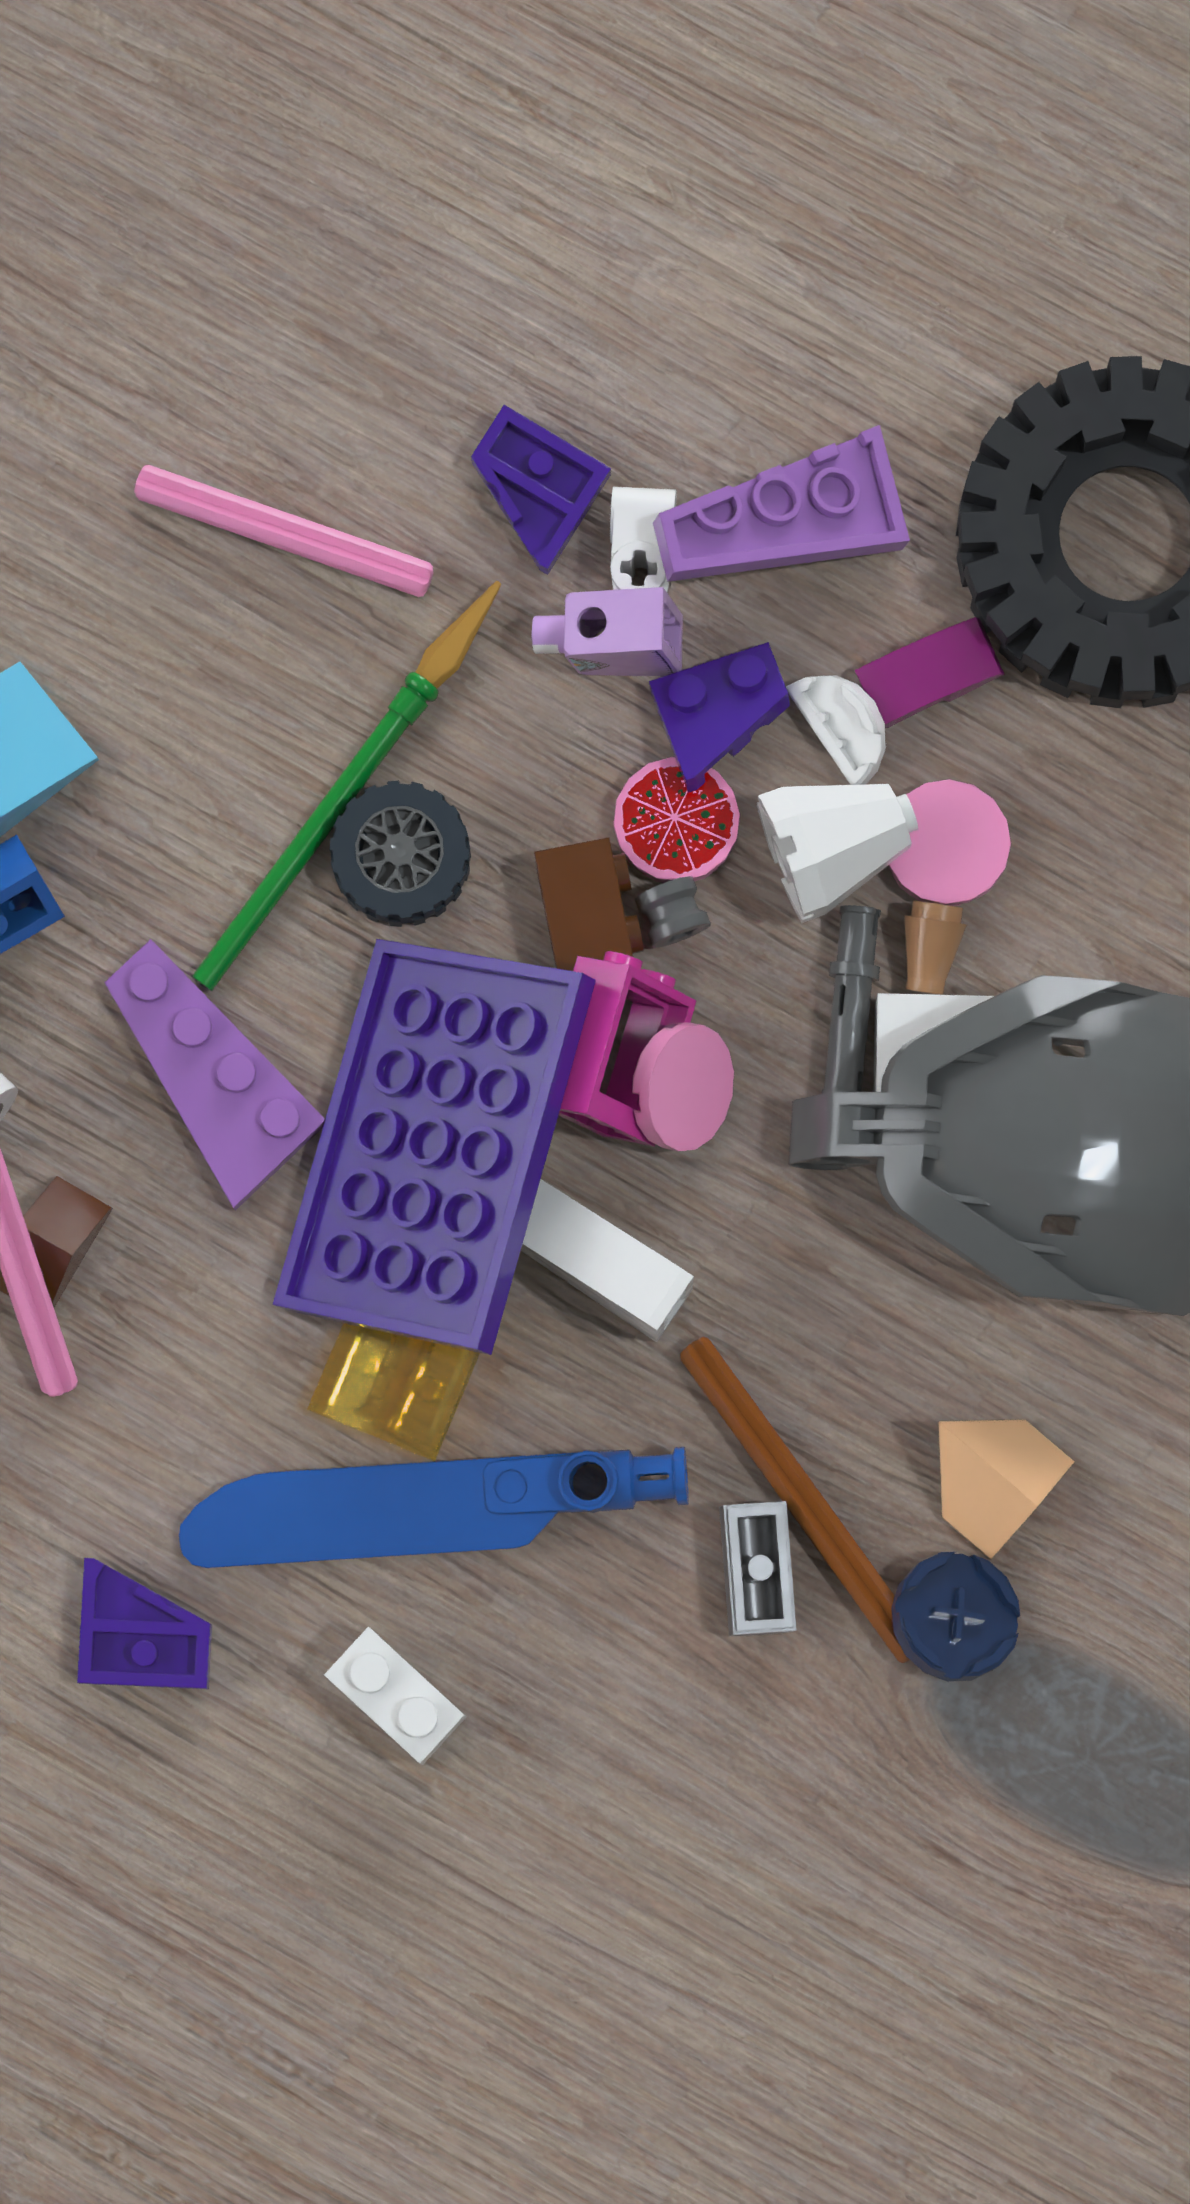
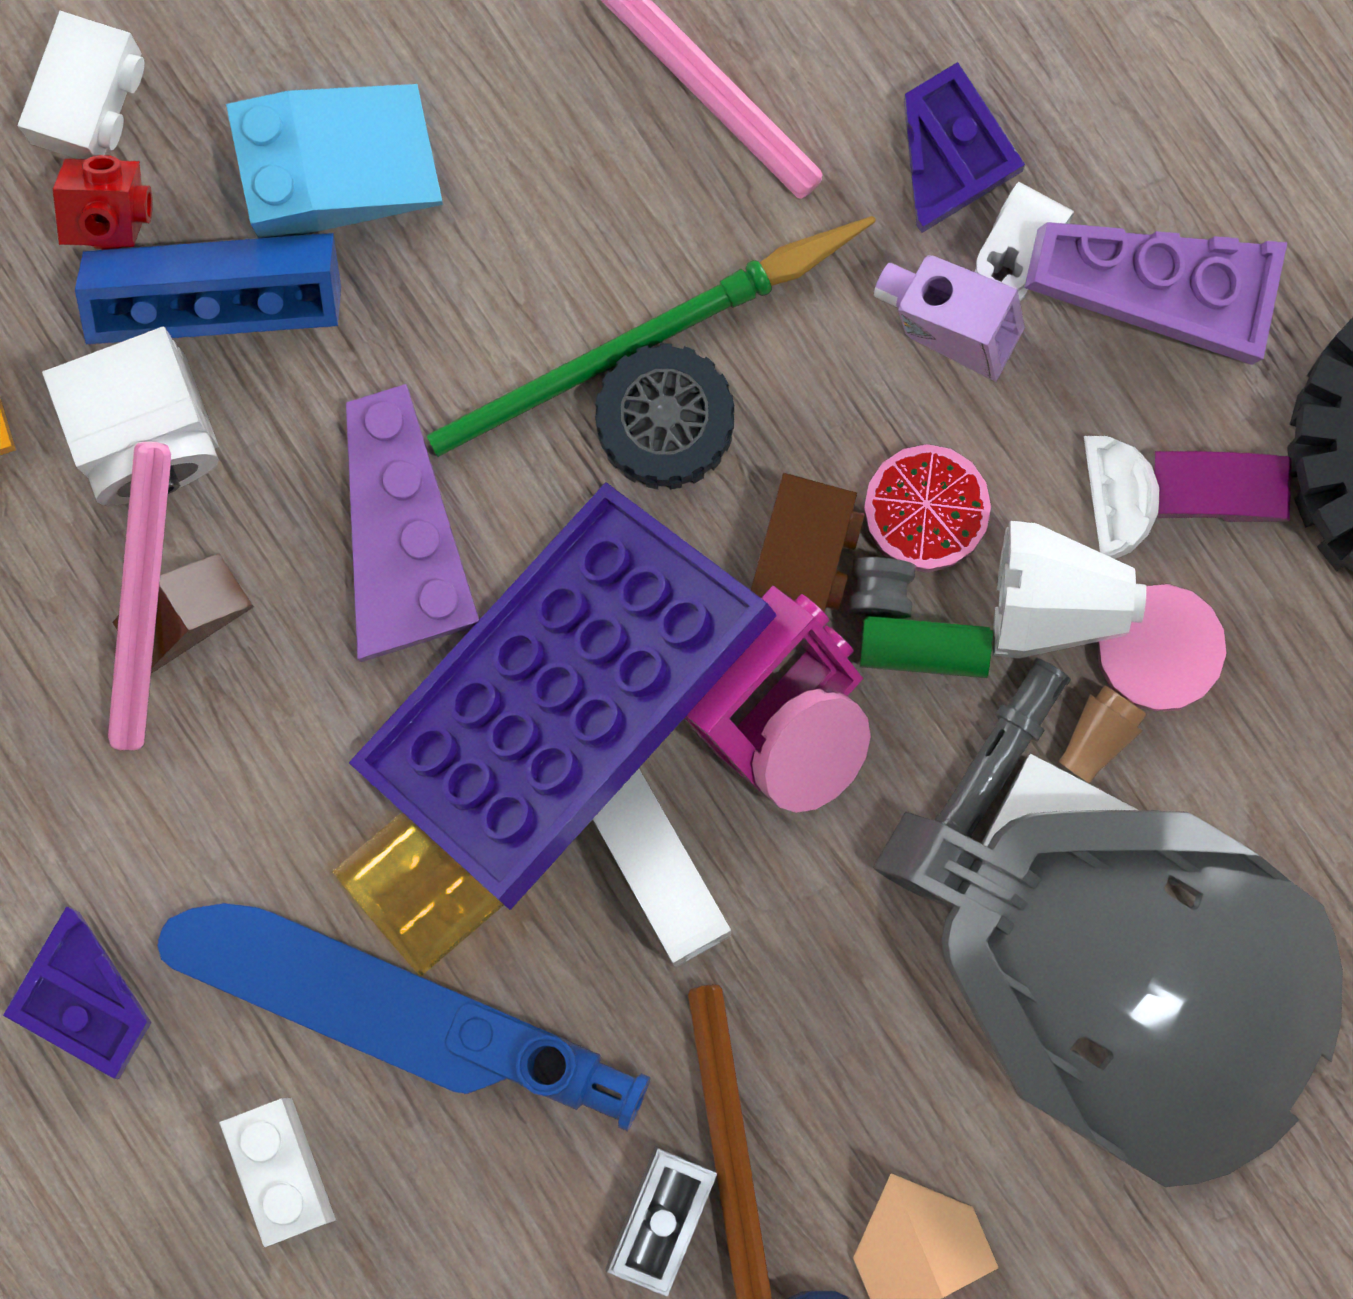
camera: 30 degrees right, 0 degrees up
(718, 707) = (1015, 425): dark purple wing -> none
(737, 945) = (926, 647): none -> green brick

